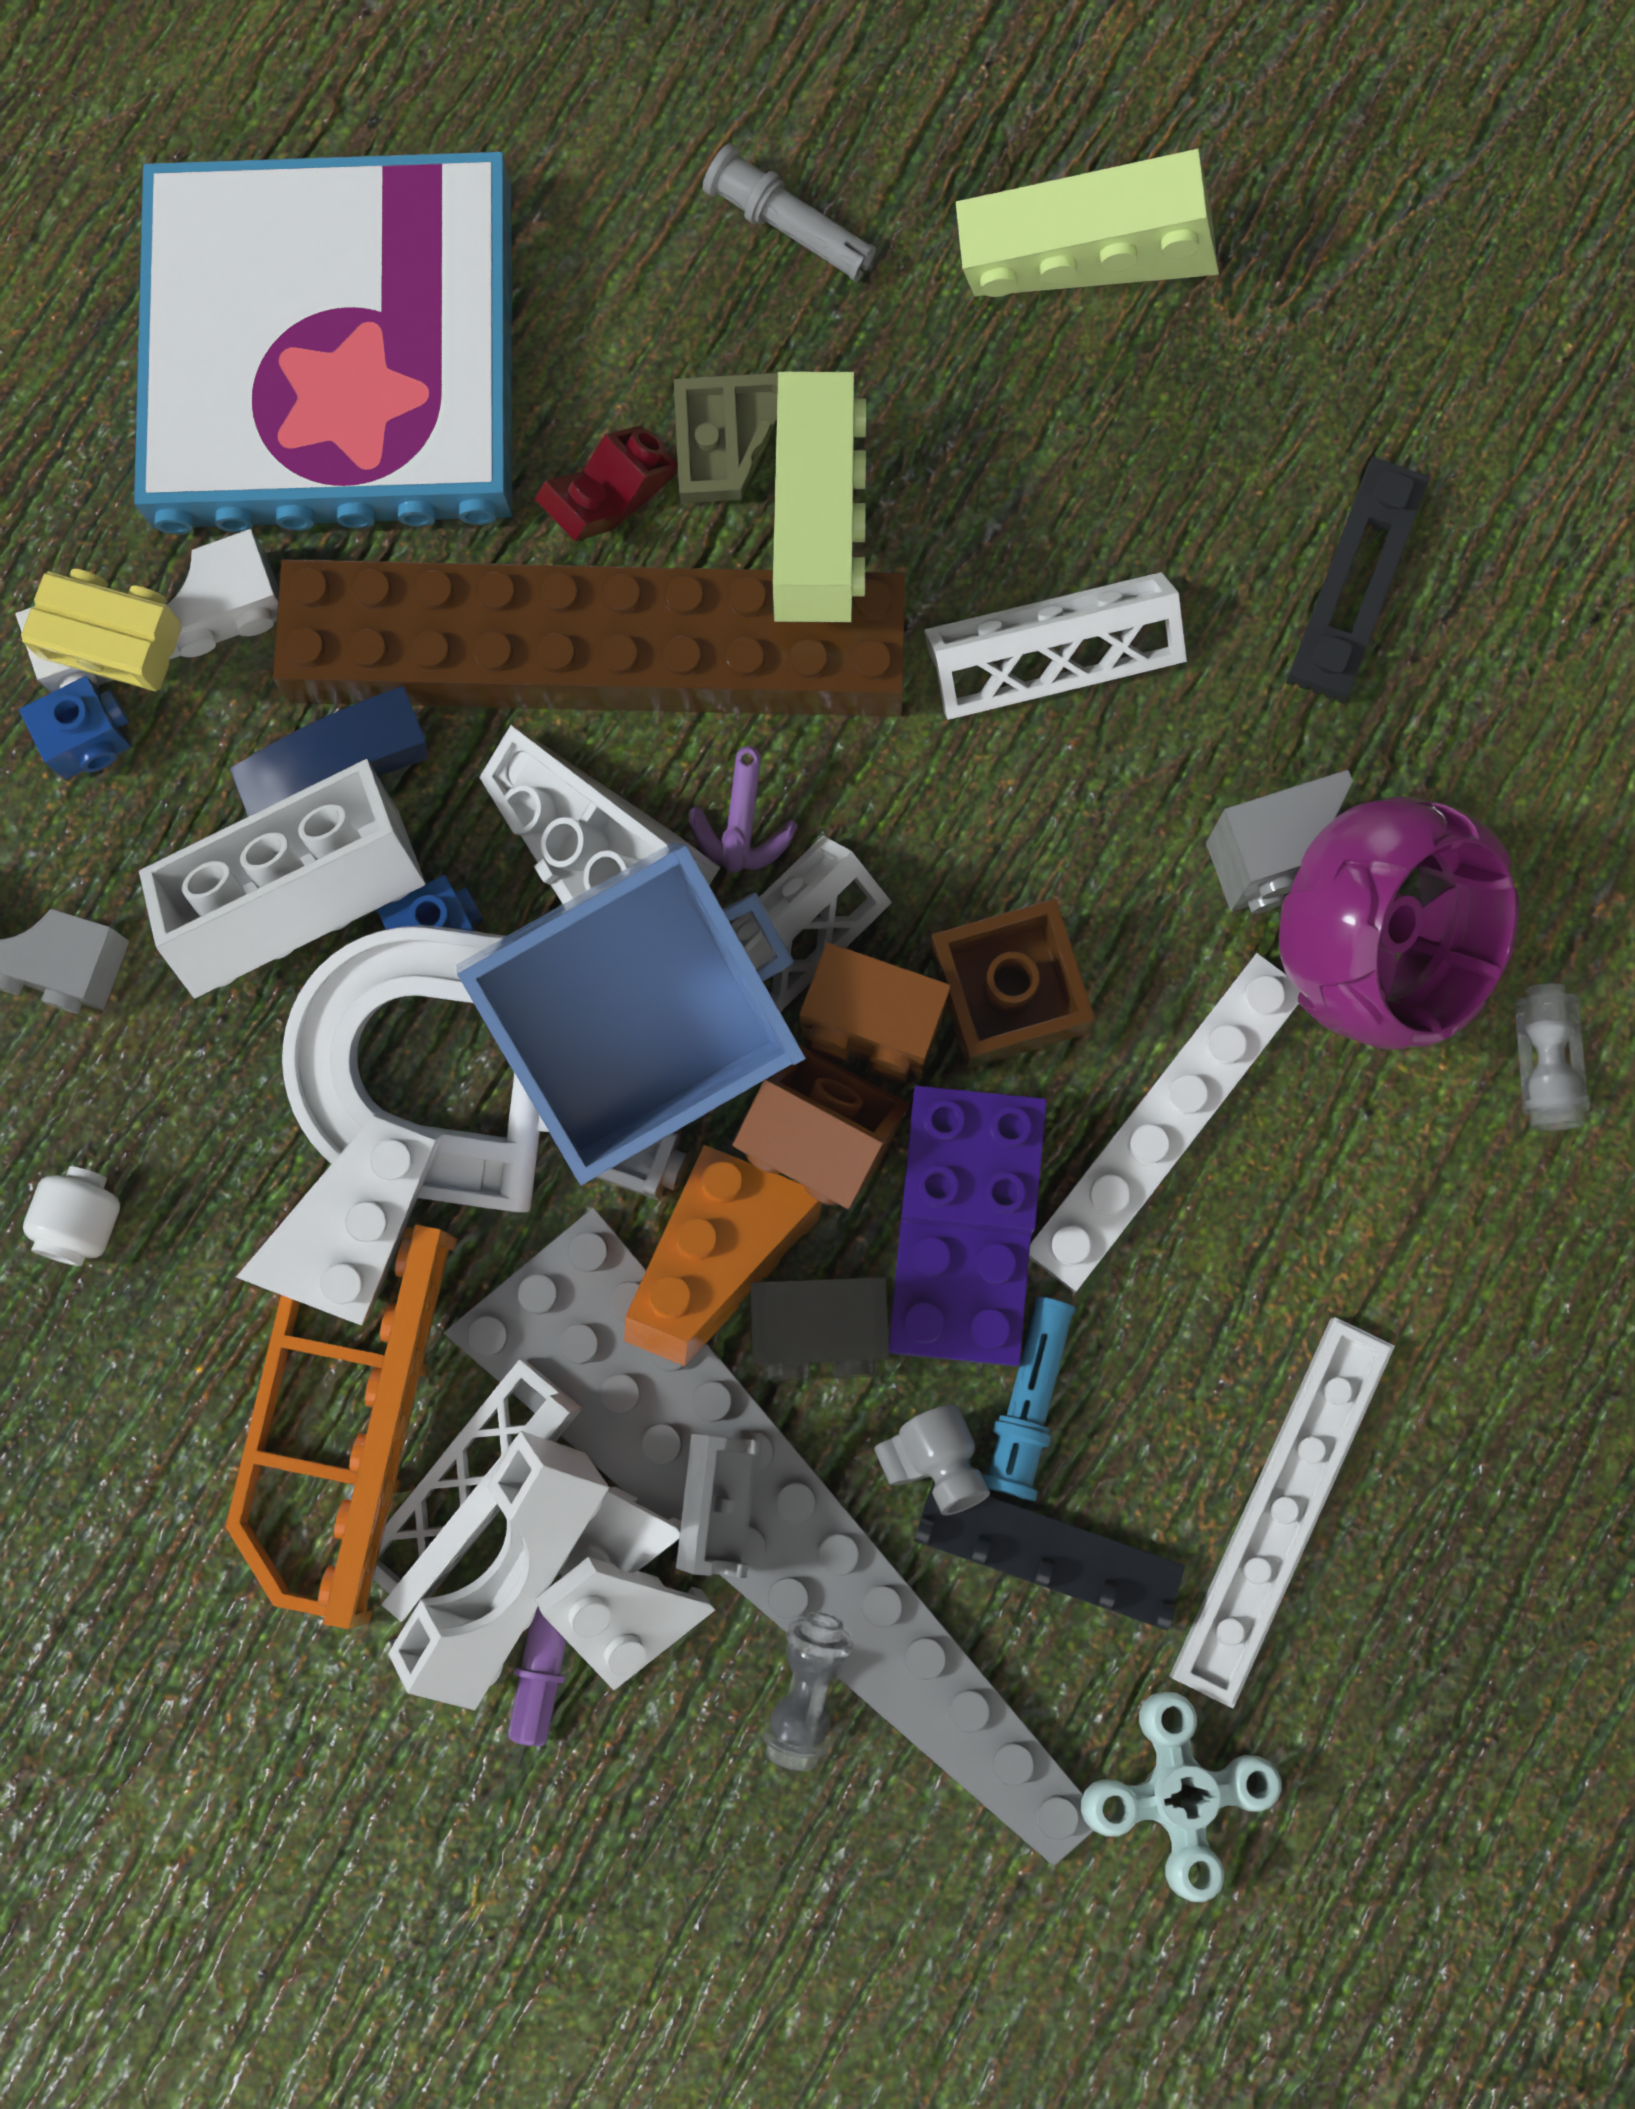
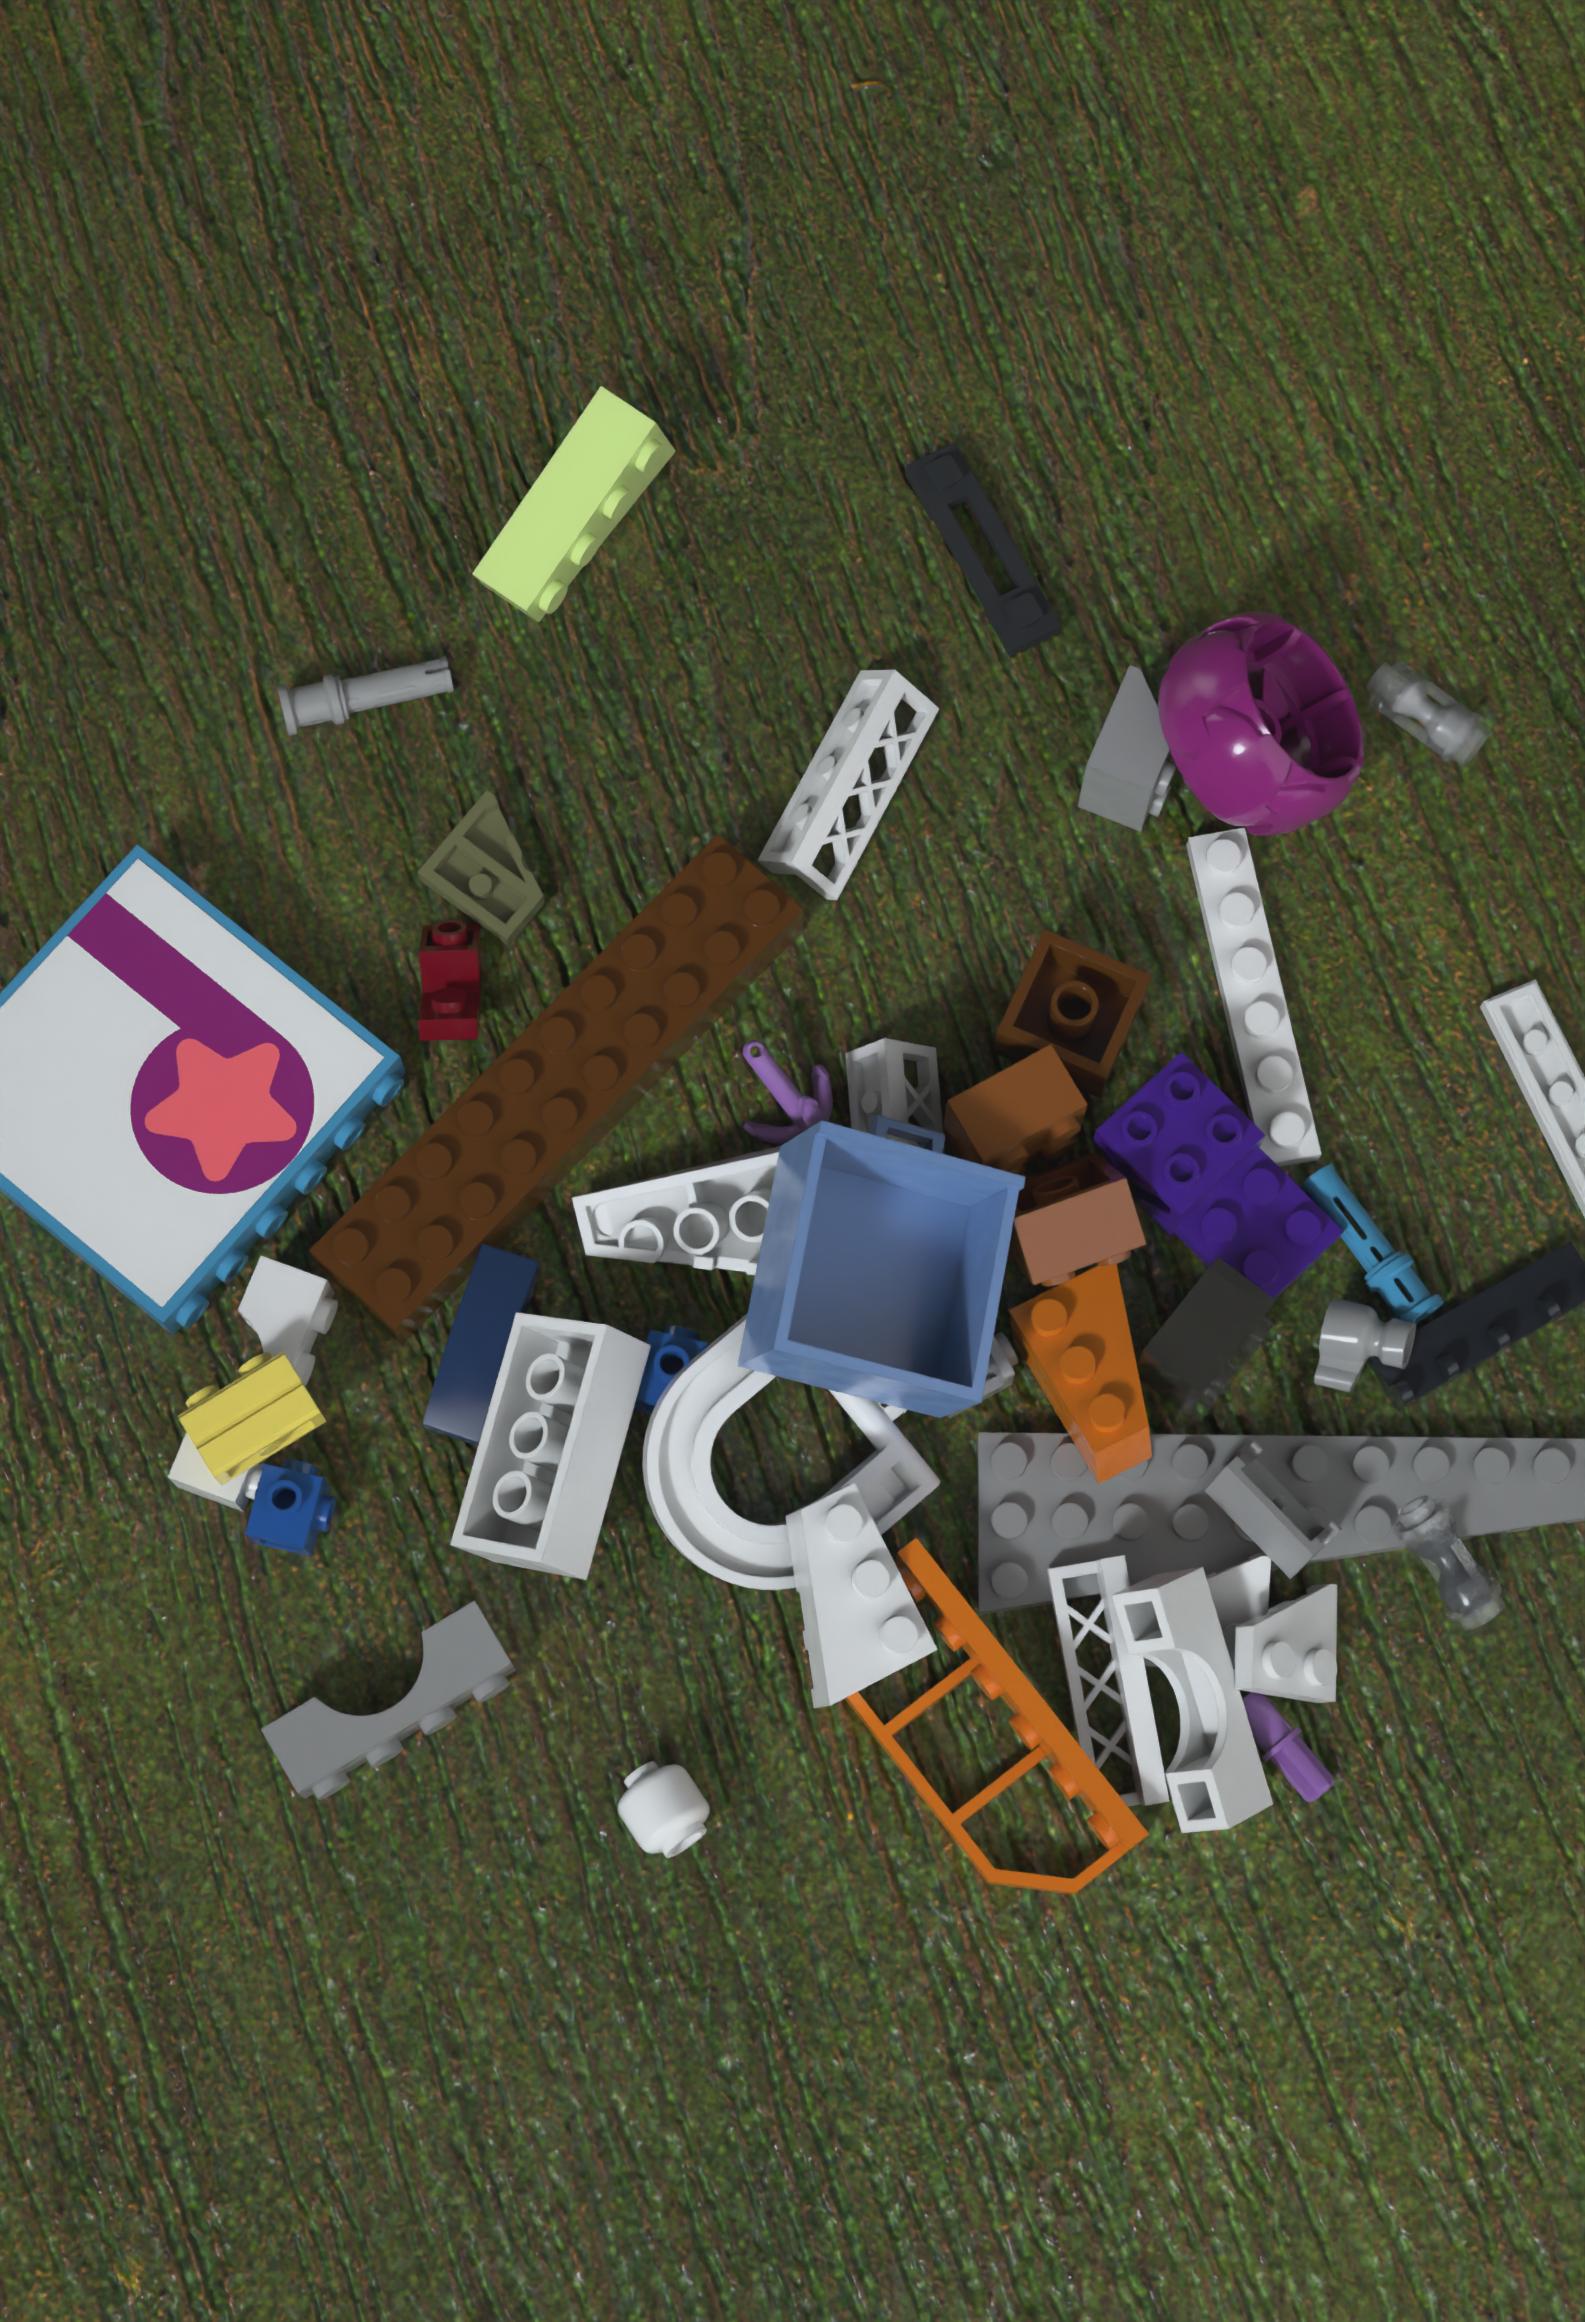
camera: 55 degrees left, 5 degrees down
(815, 497) = (616, 843): yellowish green wedge -> none

